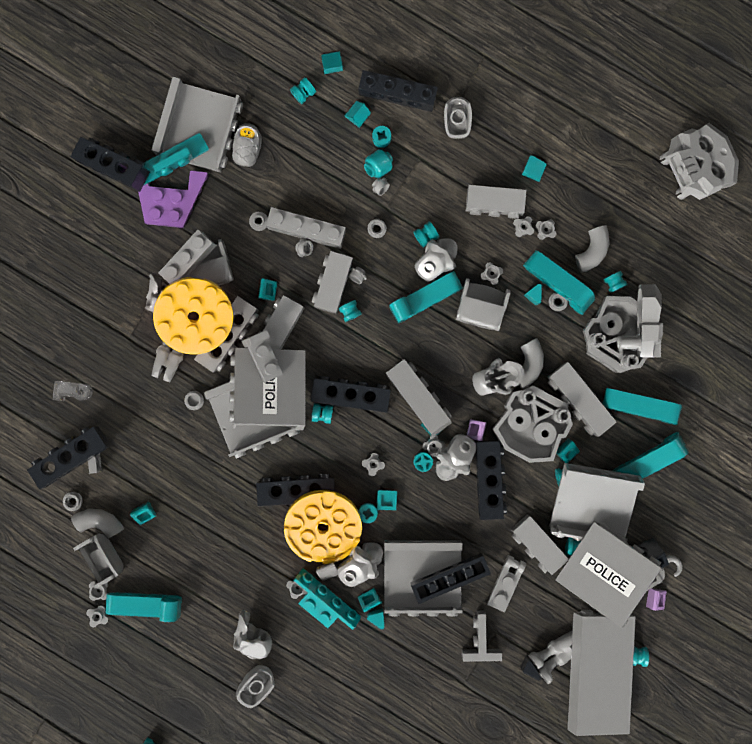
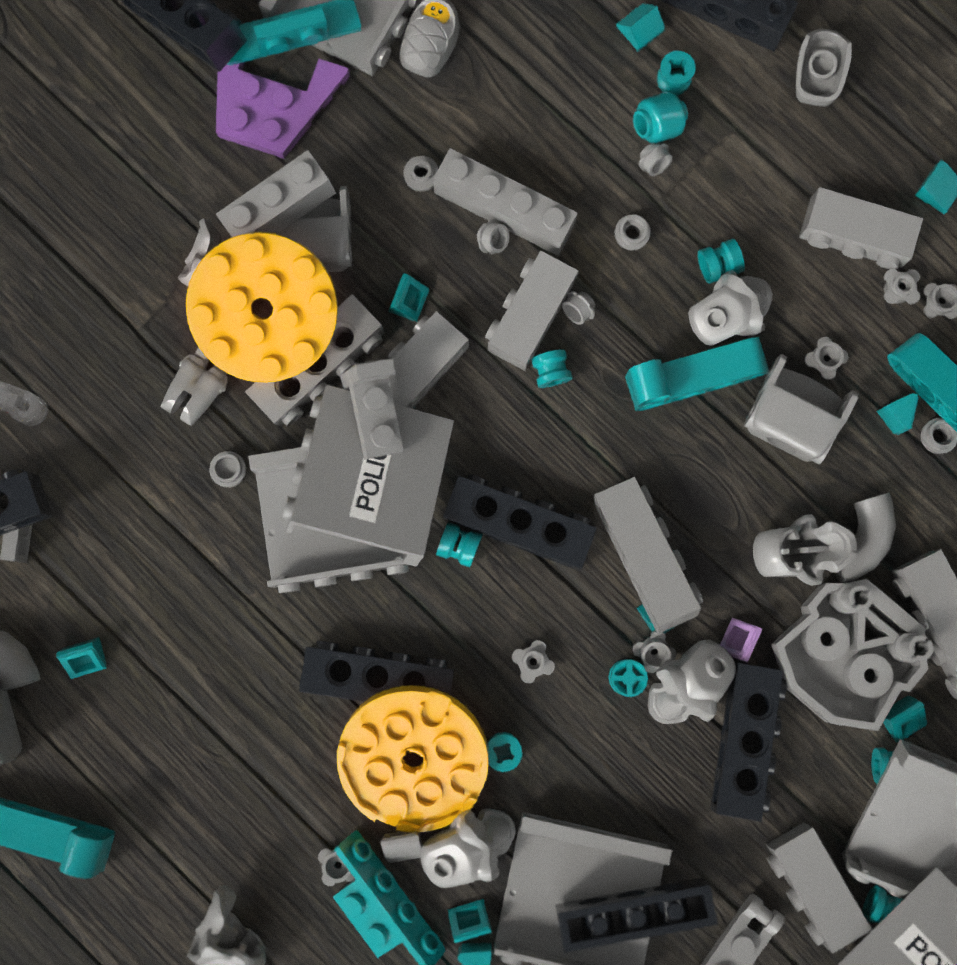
camera: 15 degrees right, 5 degrees down
(386, 500) = (544, 735): teal plate -> none

